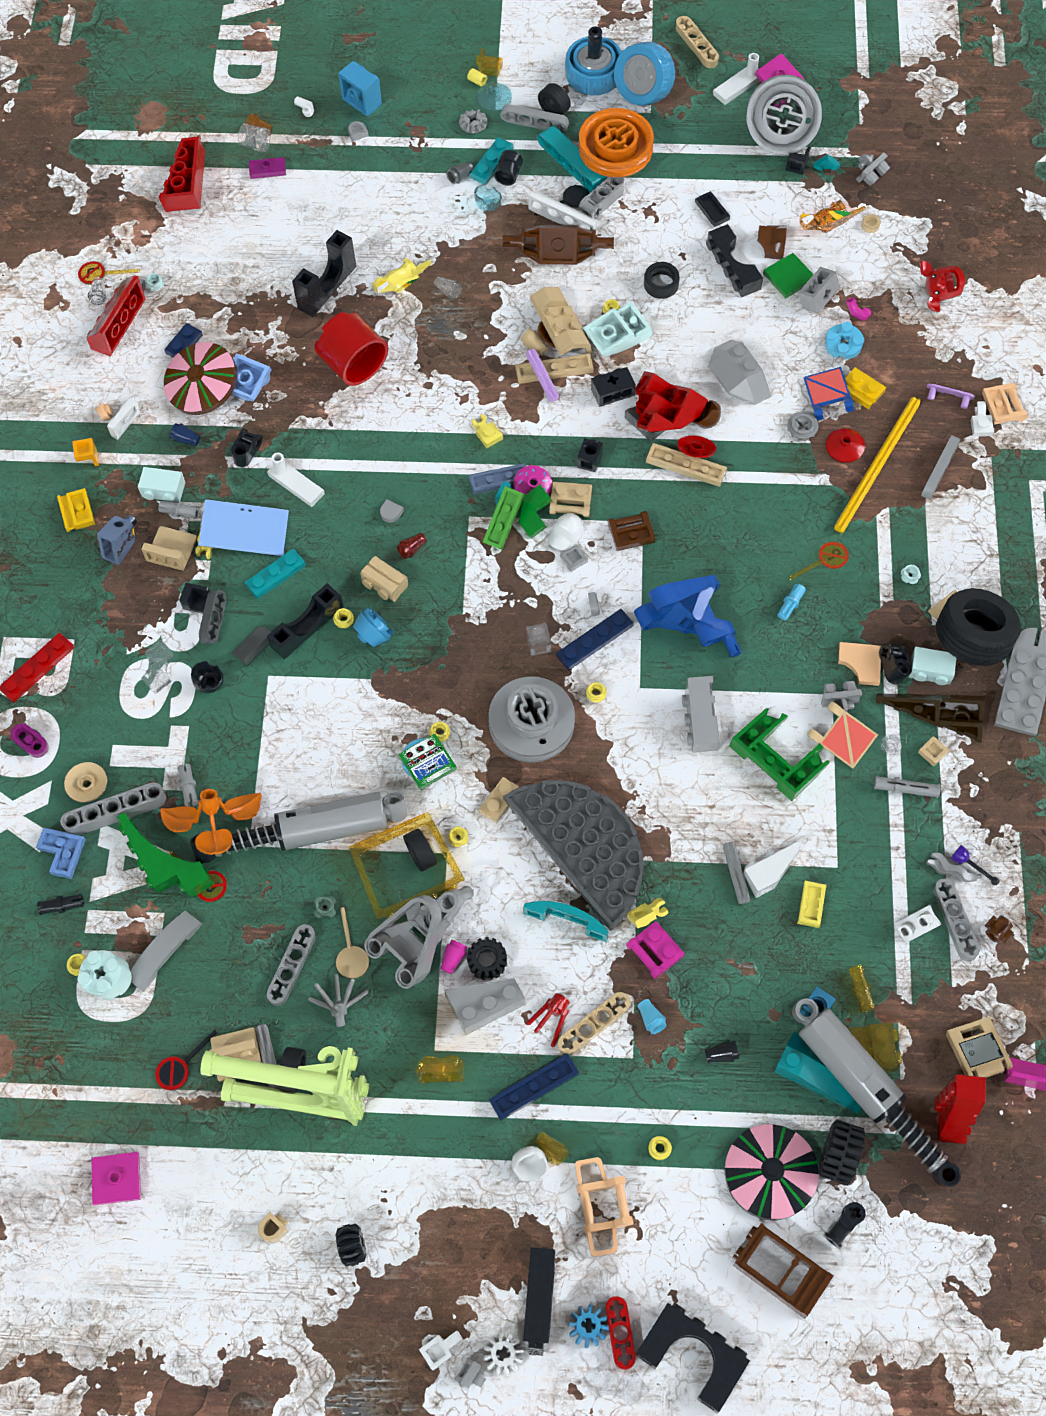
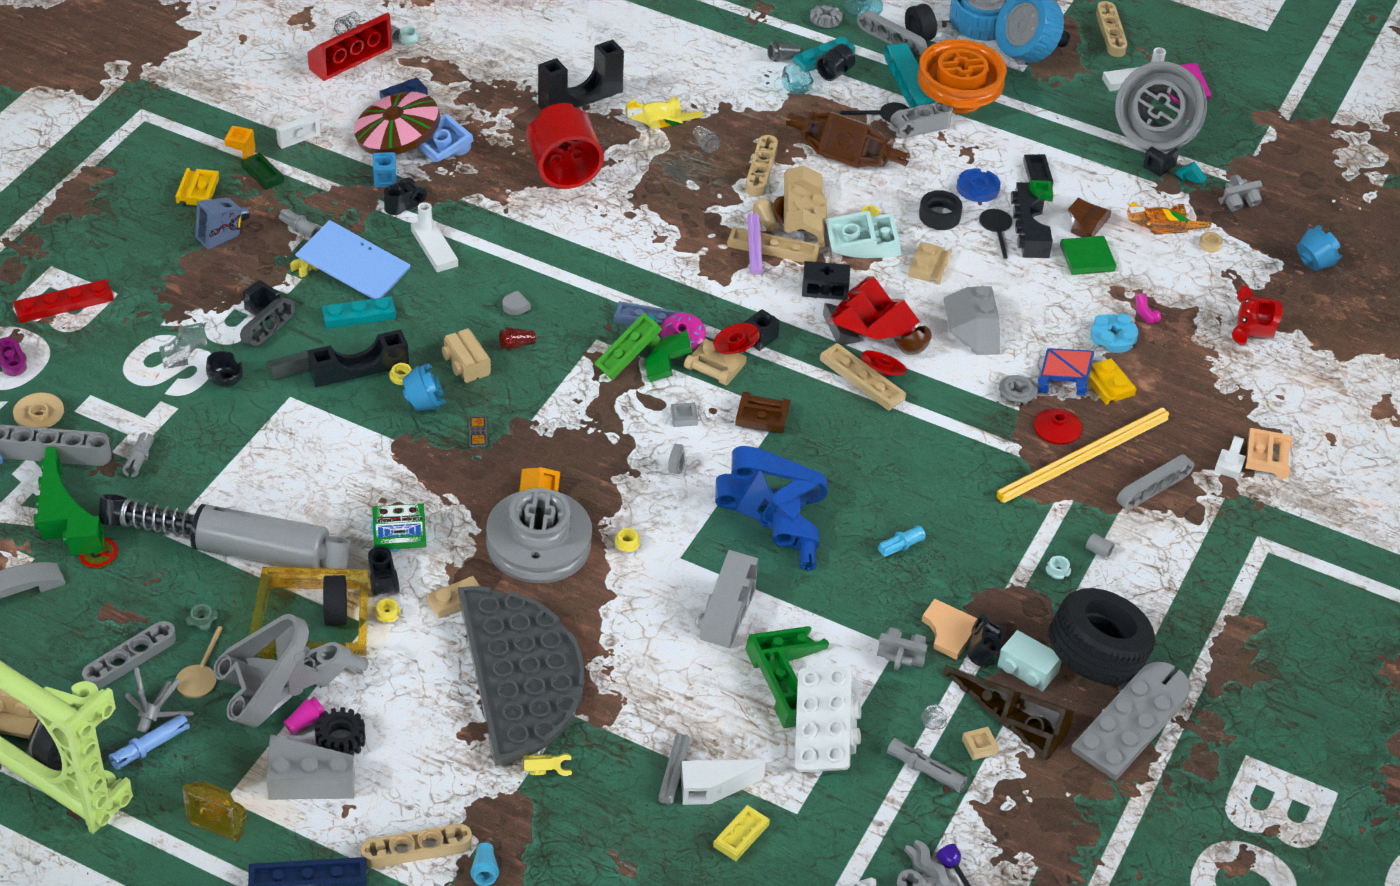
camera: 20 degrees right, 20 degrees down
(95, 269) = (361, 8): clear yellow piece -> none
(104, 411) = (283, 116): light nougat plate -> none
(117, 469) = (262, 171): none -> dark green tile
(161, 484) = (296, 195): light aqua brick -> none
(170, 548) = (266, 252): tan bracket -> none
(183, 434) = (348, 164): dark blue cone -> none
(211, 842) = (142, 466): orange plant -> none
(220, 432) = (384, 169): none -> dark azure brick
(356, 1025) = (139, 747): none -> light blue pin
(428, 642) = (478, 430): none -> sticker
(439, 808) = (382, 571): none -> black piece
(440, 726) = (434, 509): light yellow plate -> none
(486, 432) = (664, 273): light yellow plate -> none
(501, 294) = (761, 165): none -> tan beam
(504, 671) = (539, 478): none -> light orange panel
(538, 639) = (594, 467): clear brick -> none
(540, 909) = (431, 711): teal slope -> none
(555, 1006) = (384, 809): red plant -> none
(561, 213) = (859, 110): white fence -> none
(566, 532) = (693, 386): white piece -> none
(576, 470) = (736, 338): none -> red dish
(594, 639) = (658, 494): dark blue plate -> none
(662, 947) = (542, 804): dark pink plate -> none
(675, 242) = (978, 185): none -> blue tile
(678, 333) = (929, 262): none -> tan plate
(705, 271) = (996, 221): none -> black piece
(732, 232) = (1042, 189): none -> green tile
(819, 289) = (1110, 274): light grey brick -> none
(824, 786) = (826, 719): none -> white bracket
(831, 555) = (975, 519): clear yellow piece -> none
(846, 738) = (885, 688): coral flag -> none
(929, 541) = (1100, 546): none -> light grey hinge
(955, 201) = (1318, 249): none -> dark azure cone
(966, 396) = (1225, 428): lavender piece -> none

